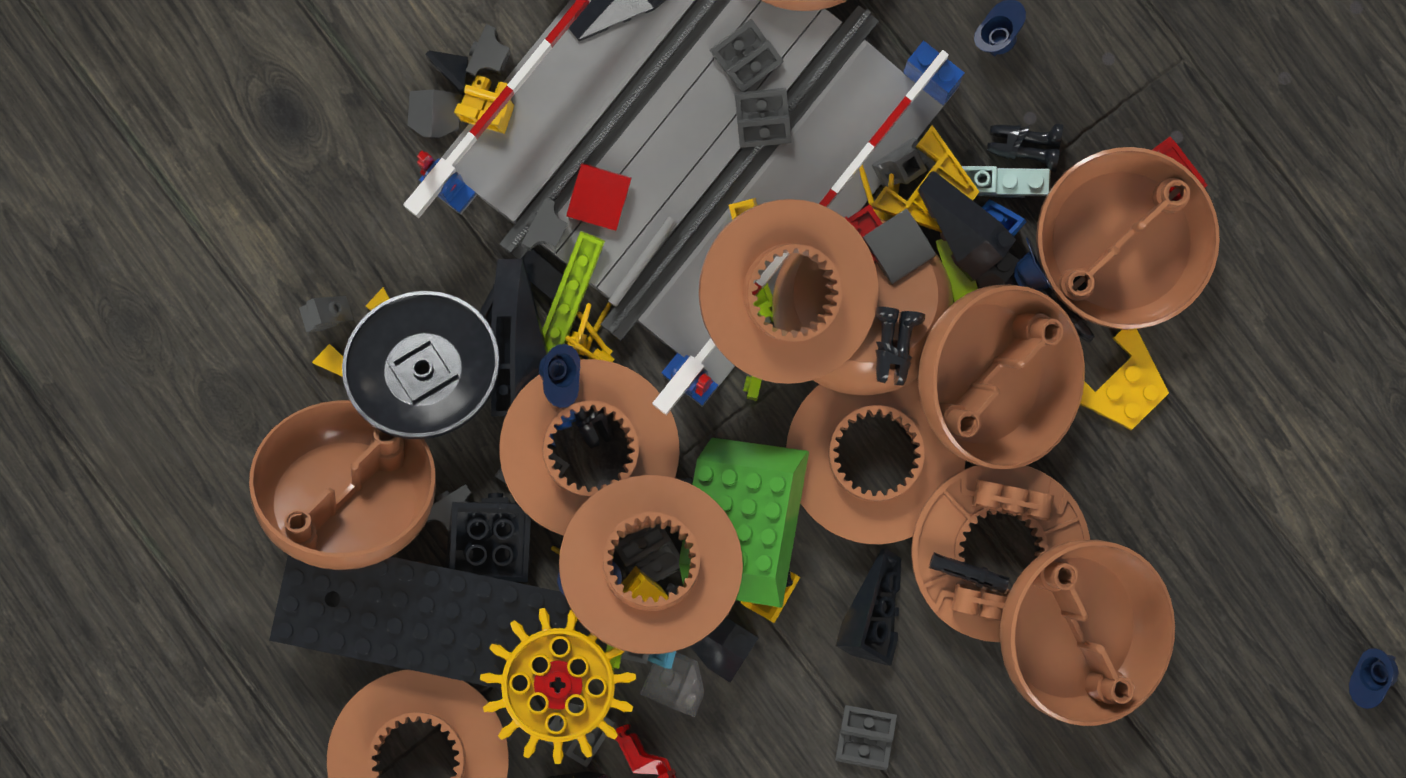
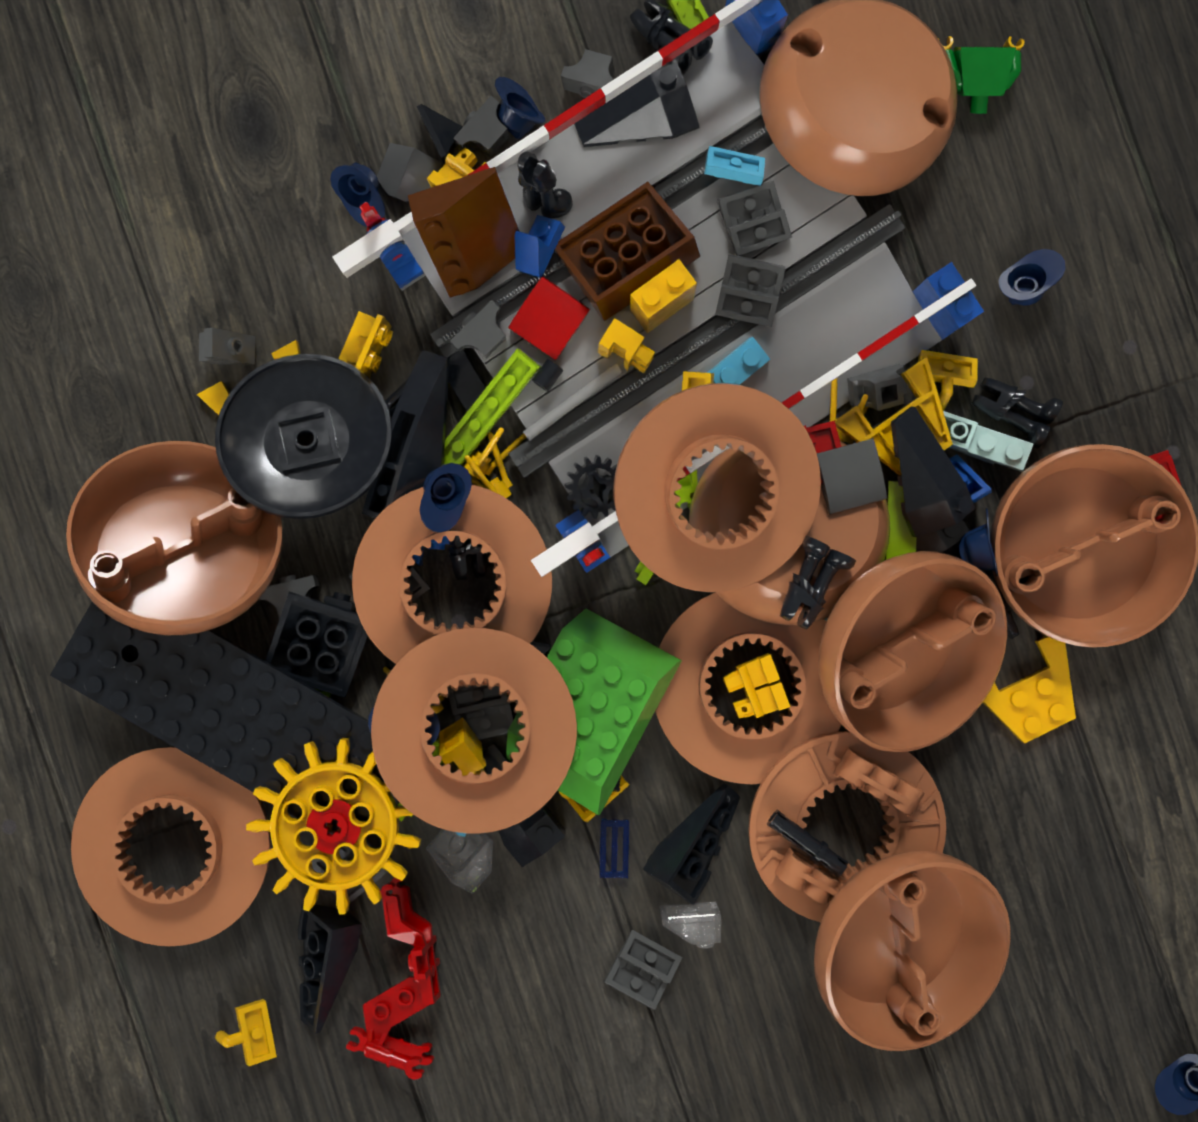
camera: 15 degrees right, 5 degrees up
(397, 143) = (356, 186): none -> dark blue piece
(444, 269) = (366, 342): none -> yellow bracket
(508, 146) = (466, 229): none -> reddish brown slope
(511, 26) = (517, 108): none -> dark blue piece
(555, 89) = (538, 184): none -> black piece
(569, 139) = (536, 248): none -> blue slope
(613, 245) = (547, 375): none -> black hinge
(646, 118) = (625, 249): none -> reddish brown slope
(673, 197) = (626, 344): none -> yellow hips
(676, 334) = (583, 490): none -> black gear
(690, 147) = (663, 296): none -> yellow brick
(715, 17) = (734, 166): none -> medium azure plate
(775, 181) = (740, 363): none -> medium azure plate
(812, 660) = (614, 823): none -> clear blue tile
(873, 444) = (761, 699): none -> yellow hips
(898, 679) = (694, 923): none -> clear slope
(958, 130) = (951, 371): none -> yellow plate

